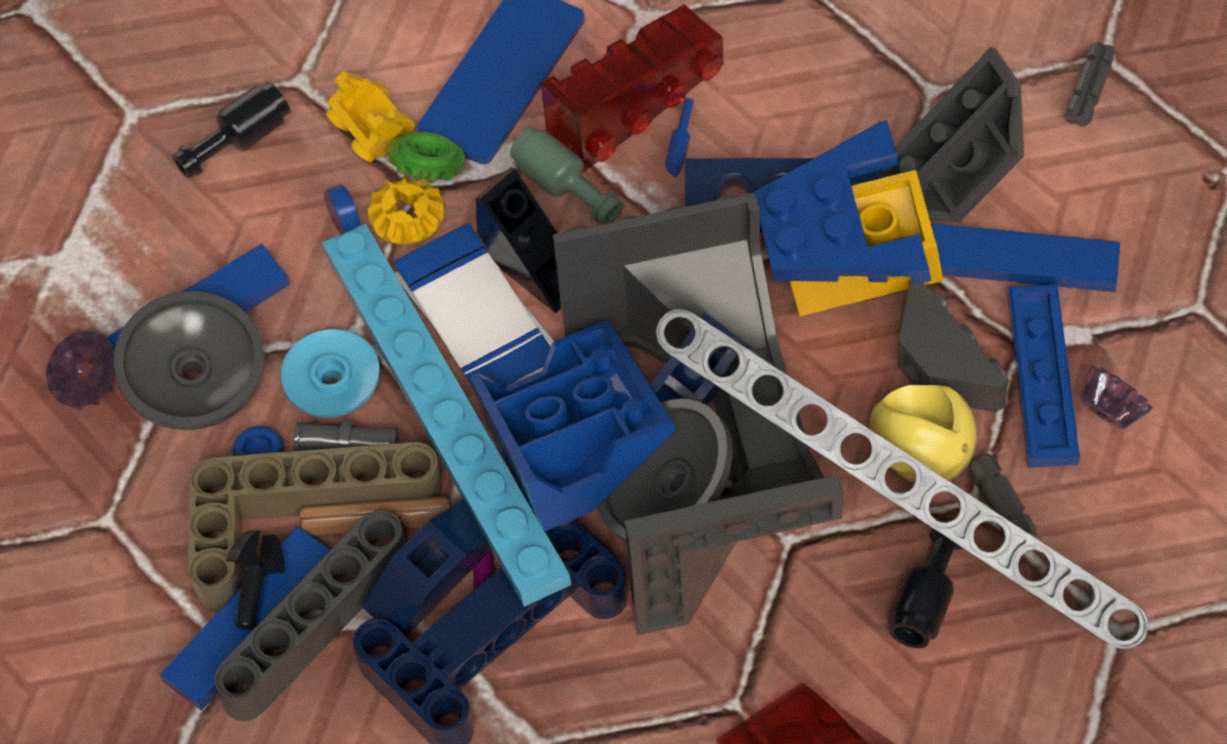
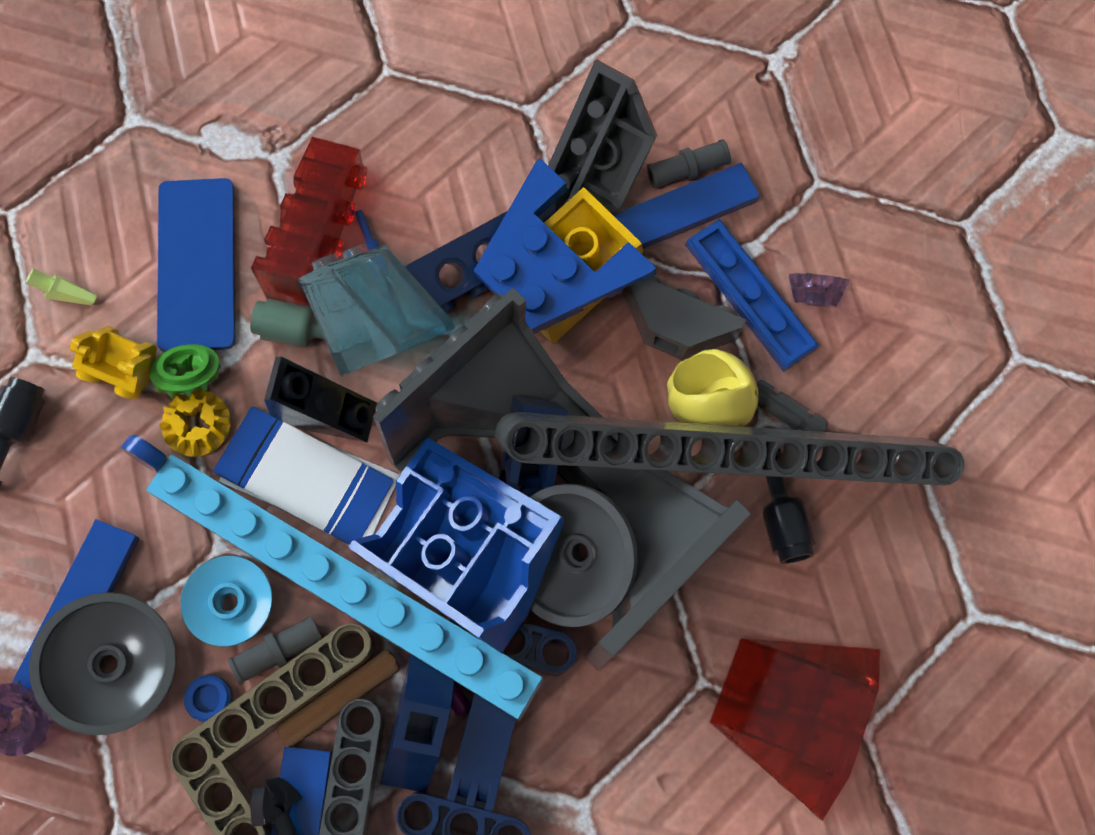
camera: 45 degrees left, 15 degrees up
(361, 32) = (60, 288): none -> yellowish green bar
(626, 166) = (370, 306): none -> clear light blue slope
(1060, 216) = (689, 163): none -> dark grey pin
(1090, 84) = (641, 48): dark grey axle -> none

